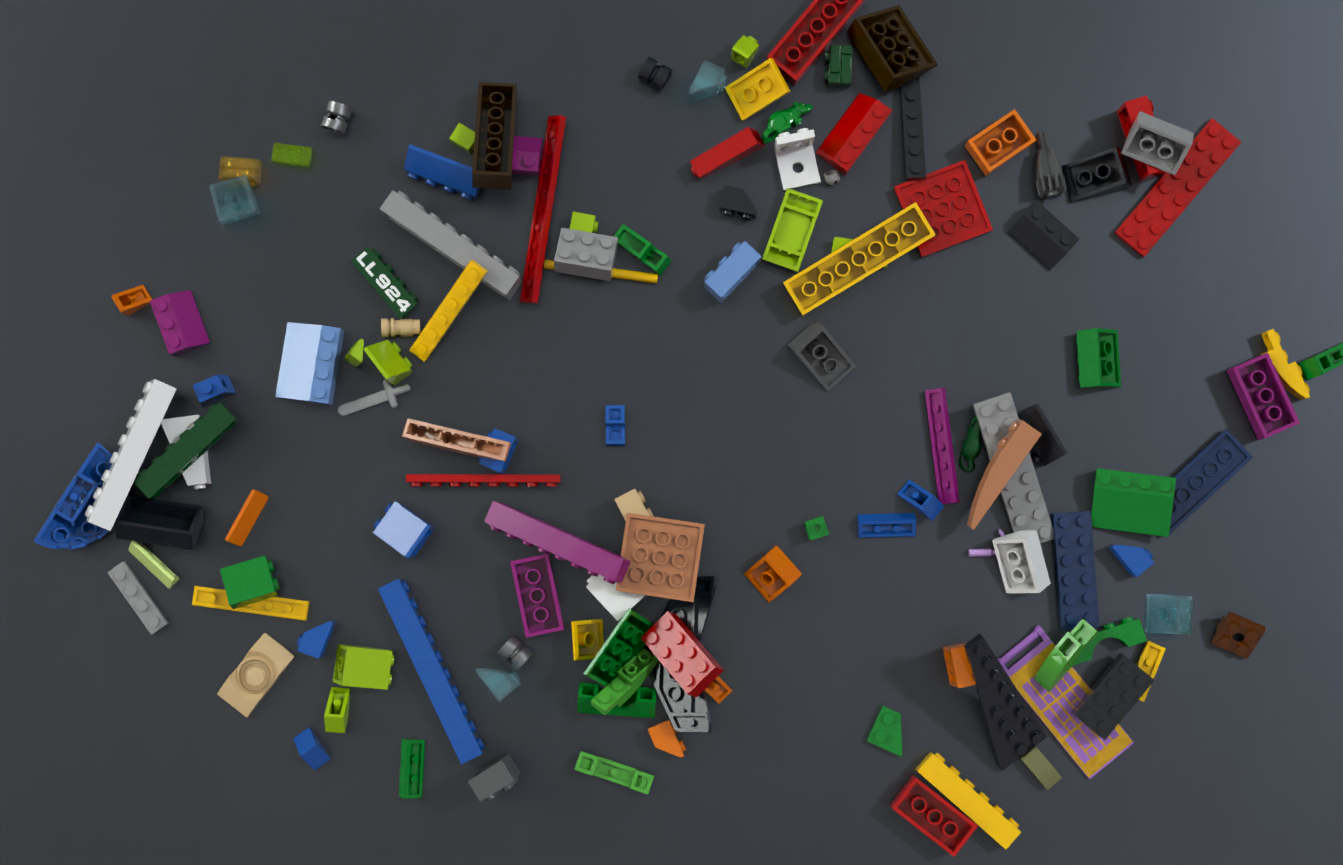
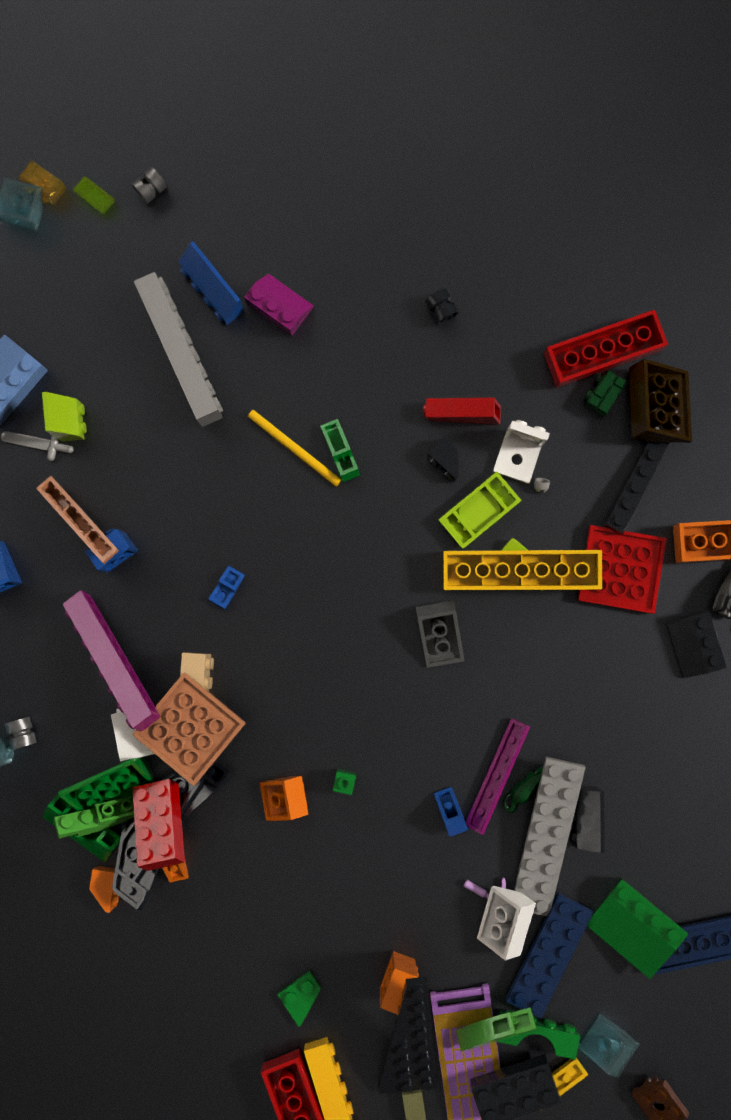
camera: 30 degrees right, 0 degrees up
(355, 354) = (36, 392): lime slope -> none
(384, 282) = (105, 349): dark green brick -> none
(401, 327) = (96, 395): tan axle -> none
(448, 310) = (142, 403): yellow plate -> none
(463, 138) = (247, 267): lime brick -> none
(475, 479) = (79, 563): red plate -> none
(494, 136) = (269, 277): dark brown brick -> none
(537, 595) = (69, 696): magenta brick -> none
(542, 209) = (276, 366): red plate -> none
(584, 222) = (303, 399): lime brick -> none
(585, 254) = (289, 425): light grey brick -> none
(587, 638) = (89, 757): yellow slope -> none
(614, 772) = (44, 886): bright green slope -> none
(707, 82) = (482, 339): clear light blue slope -> none
(732, 271) = (405, 514): medium blue brick -> none
(744, 50) = (531, 331): lime slope -> none
(757, 89) = (522, 371): yellow plate -> none
(782, 120) = (528, 411): green animal -> none
(853, 132) = (583, 458): red slope -> none
(886, 525) = (408, 815): blue slope -> none
(1002, 466) = (537, 830): nougat slope -> none
(1098, 358) = (680, 781): green slope -> none
(1134, 559) = (606, 976): blue slope -> none

